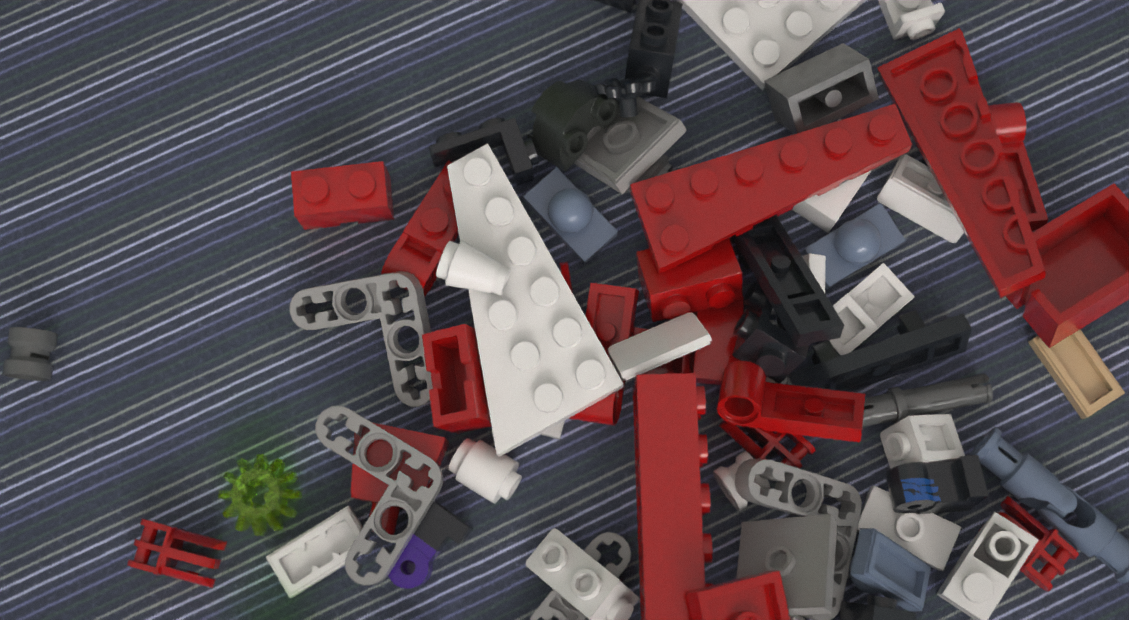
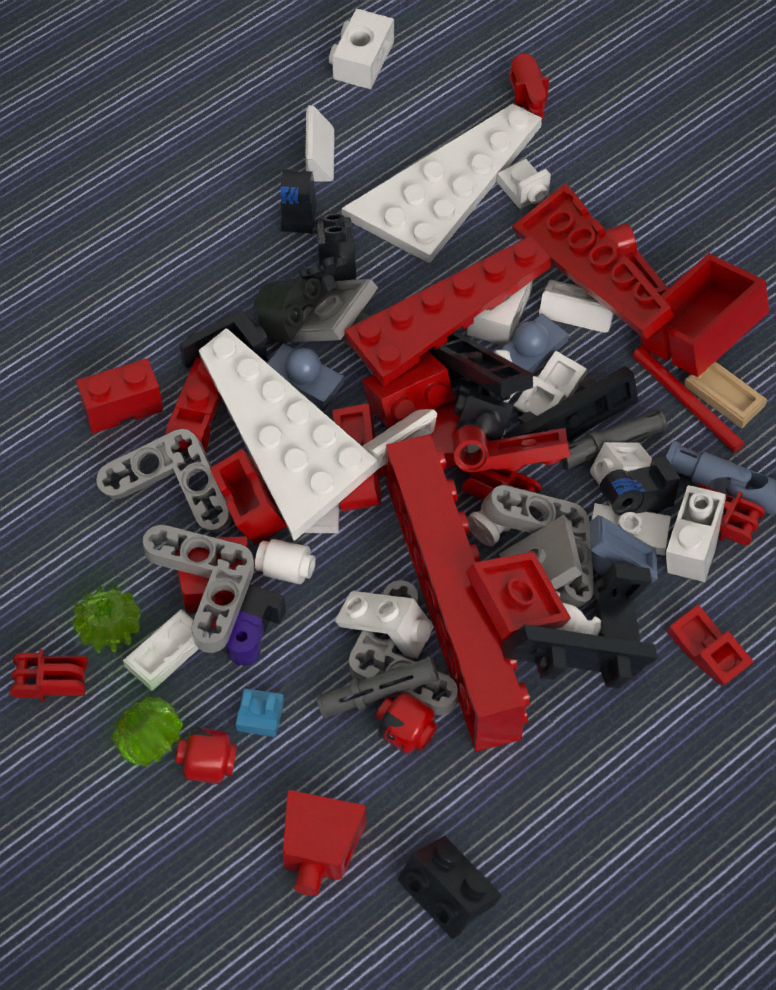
camera: 15 degrees left, 20 degrees down
(471, 269) = (238, 407): white cone -> none
(821, 89) = (473, 242): flat silver brick -> none
(1028, 367) = (688, 399): none -> red bar

